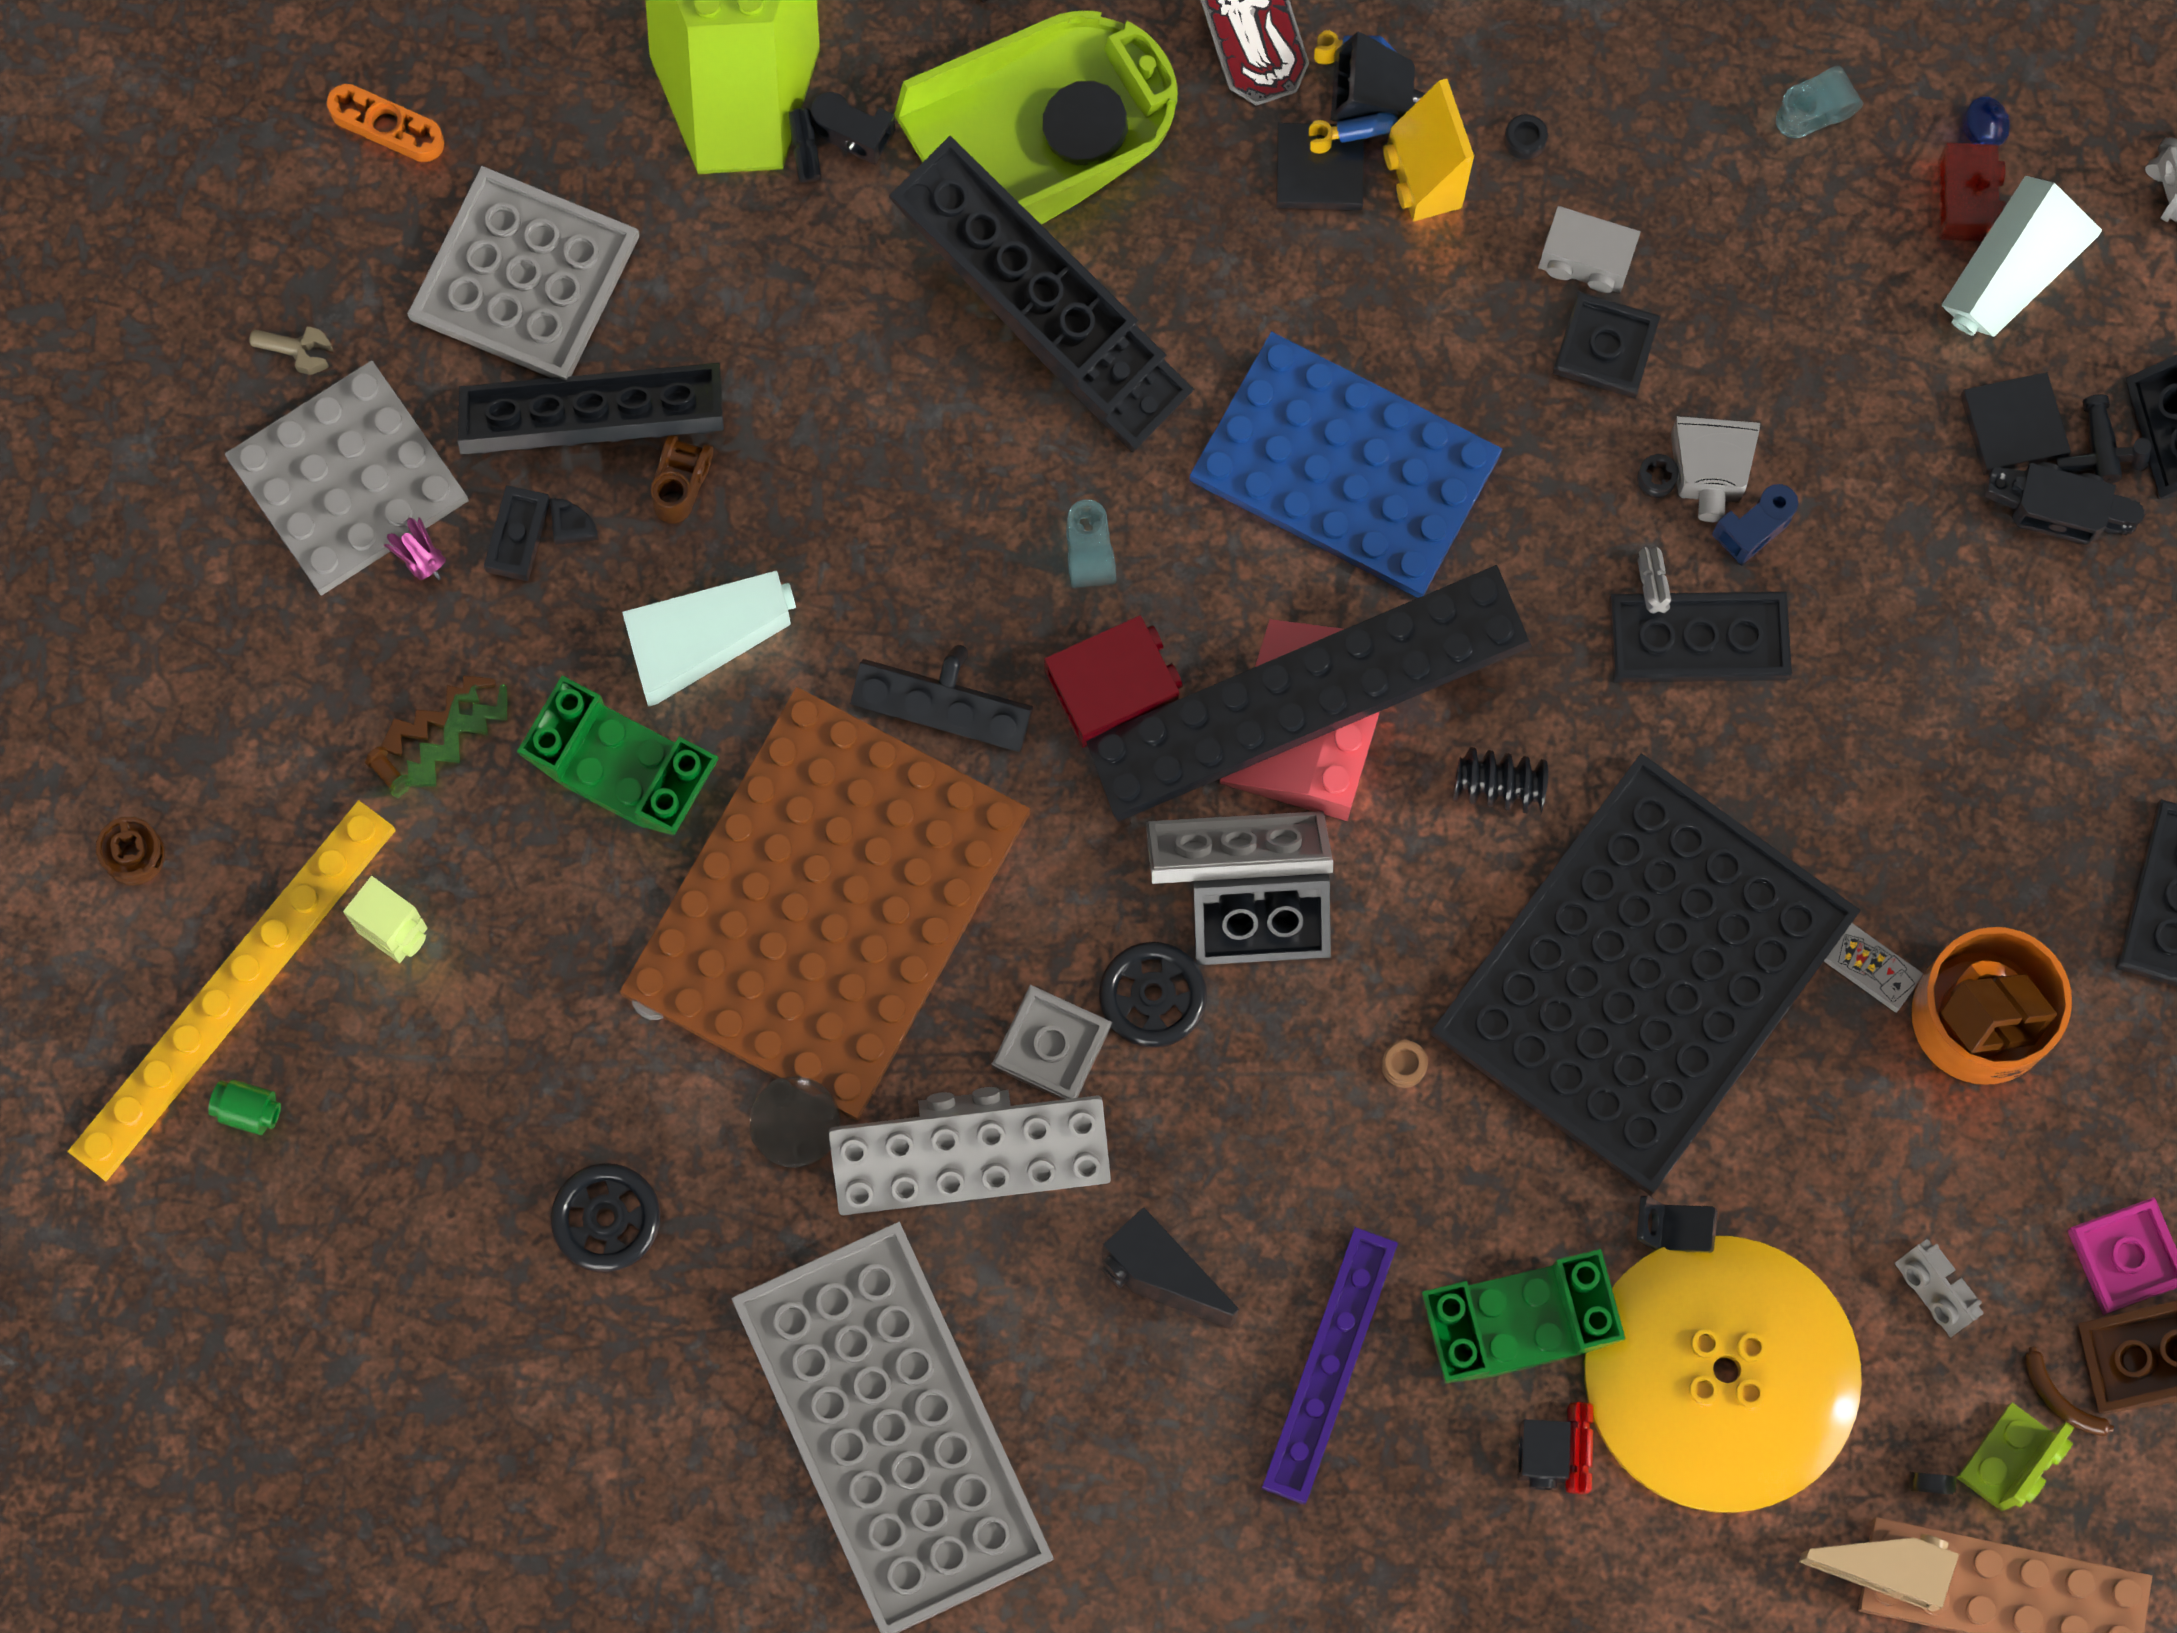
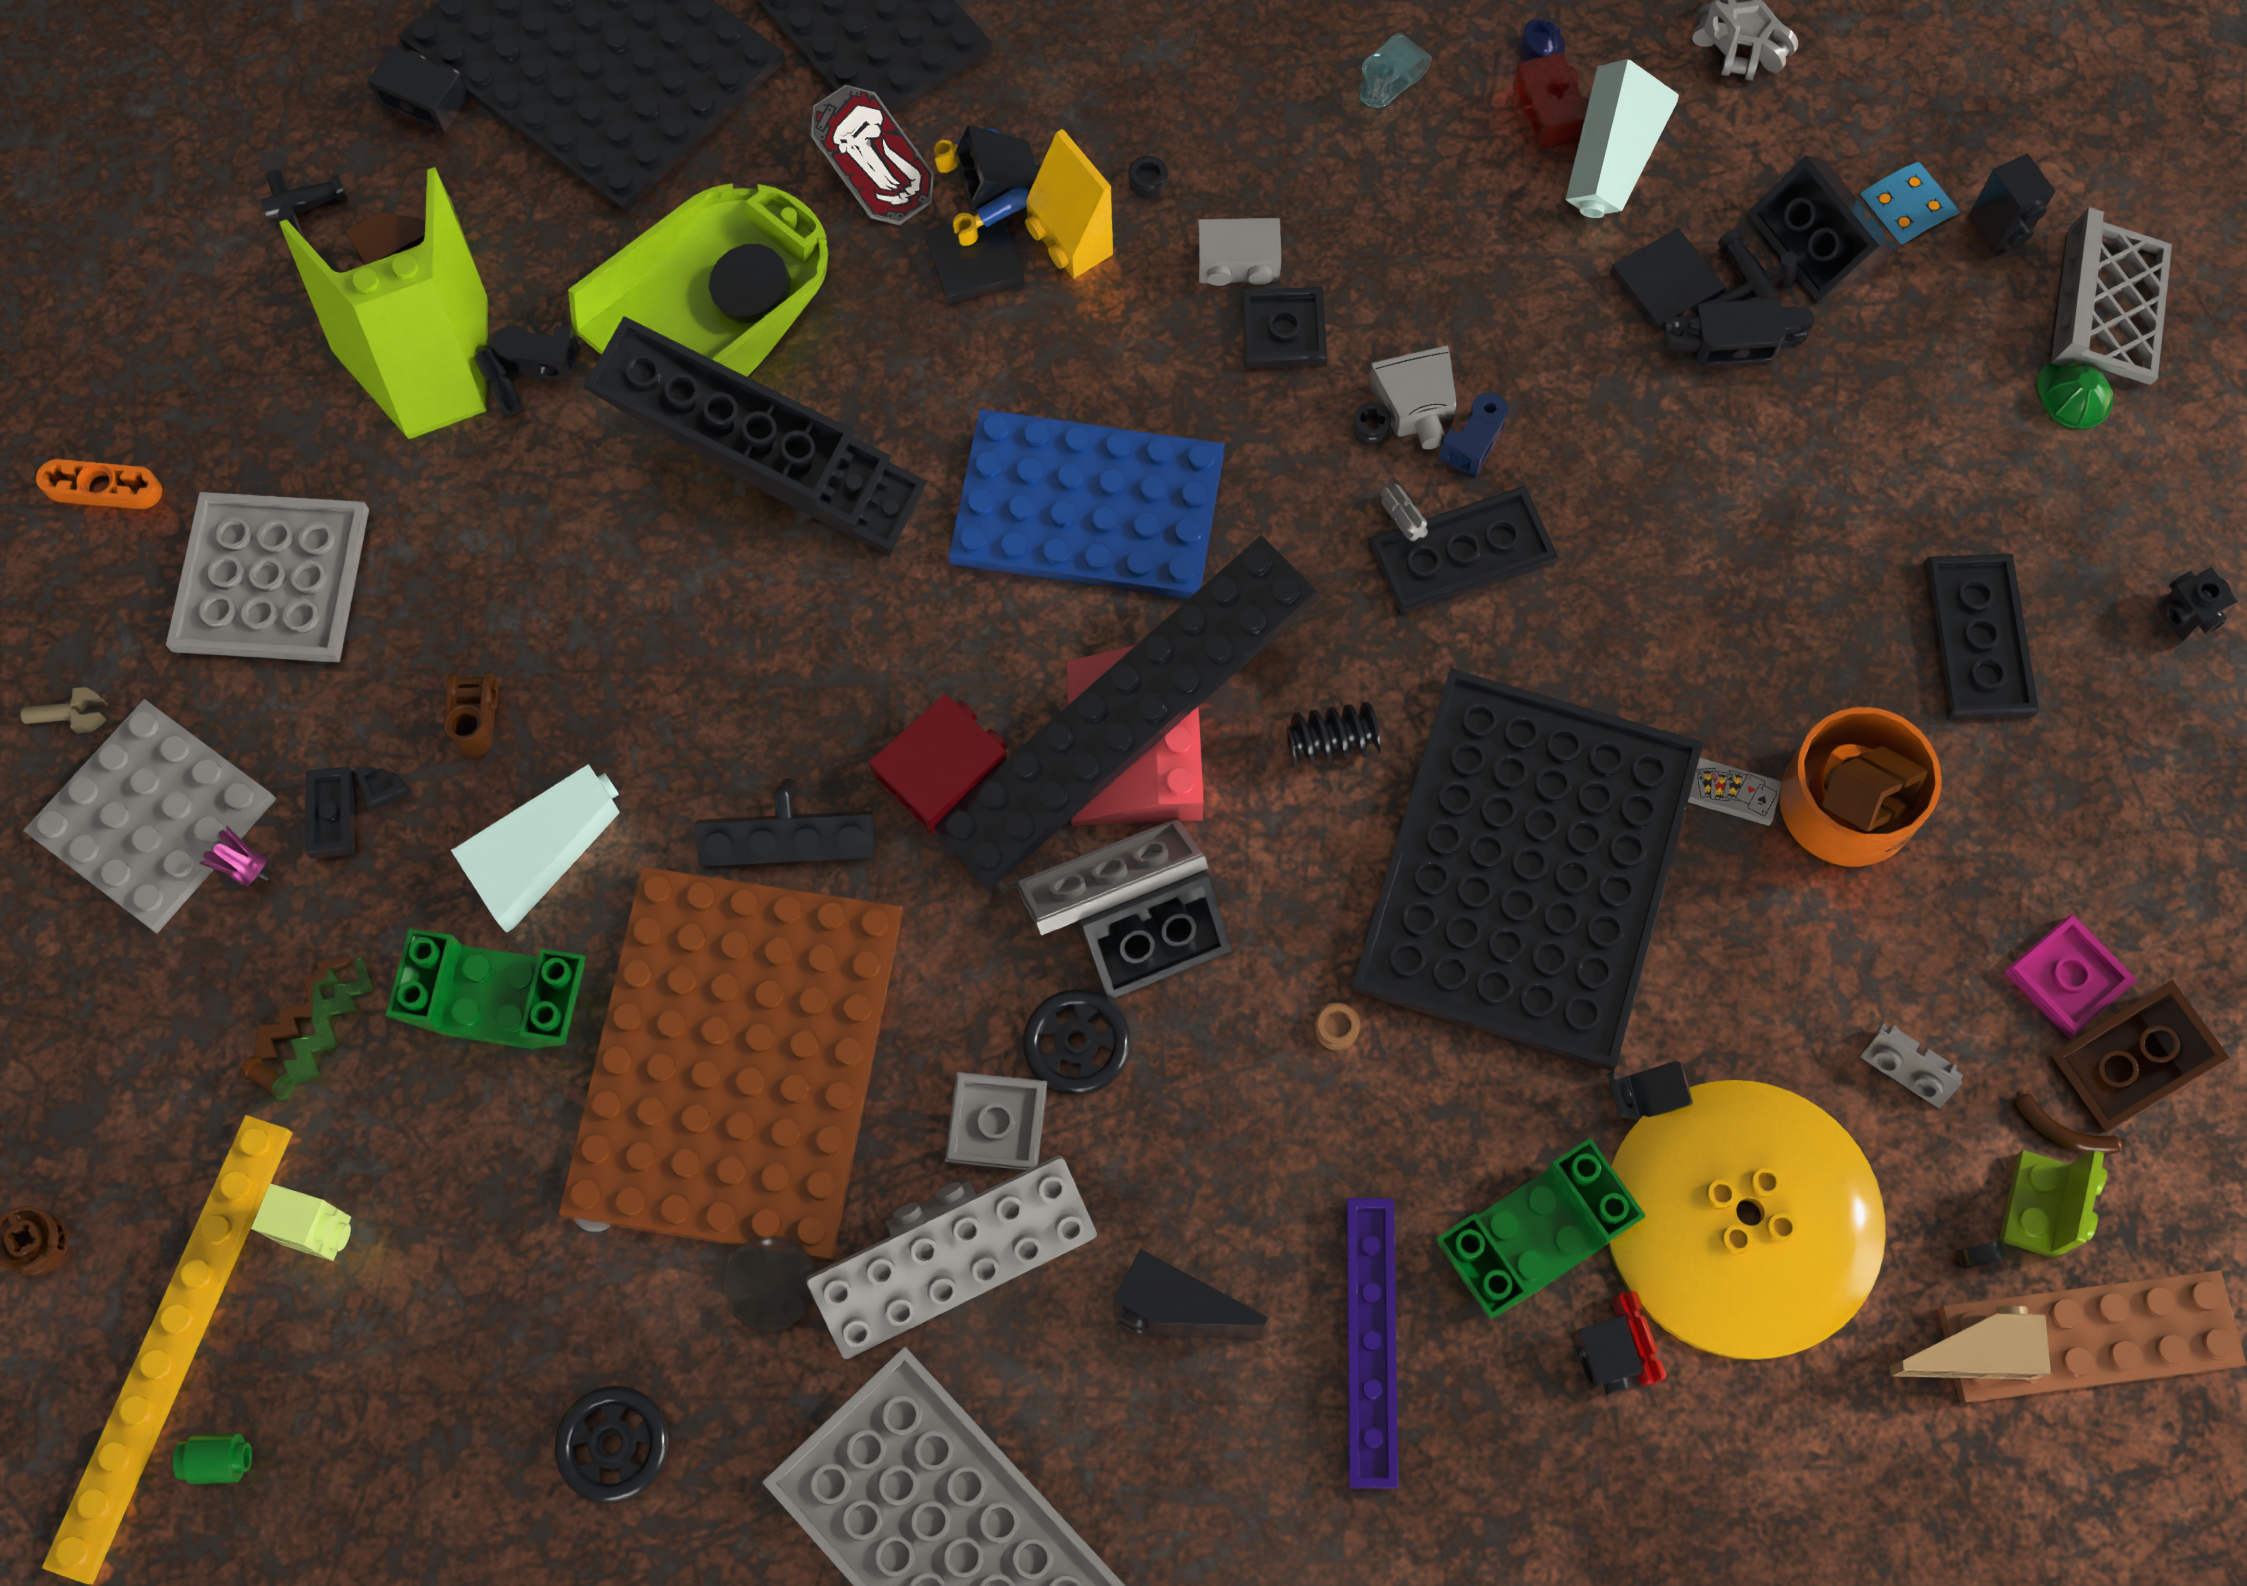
camera: 15 degrees left, 5 degrees down
(590, 408) = (364, 675): black plate -> none
(1089, 552) = (878, 653): clear light blue piece -> none

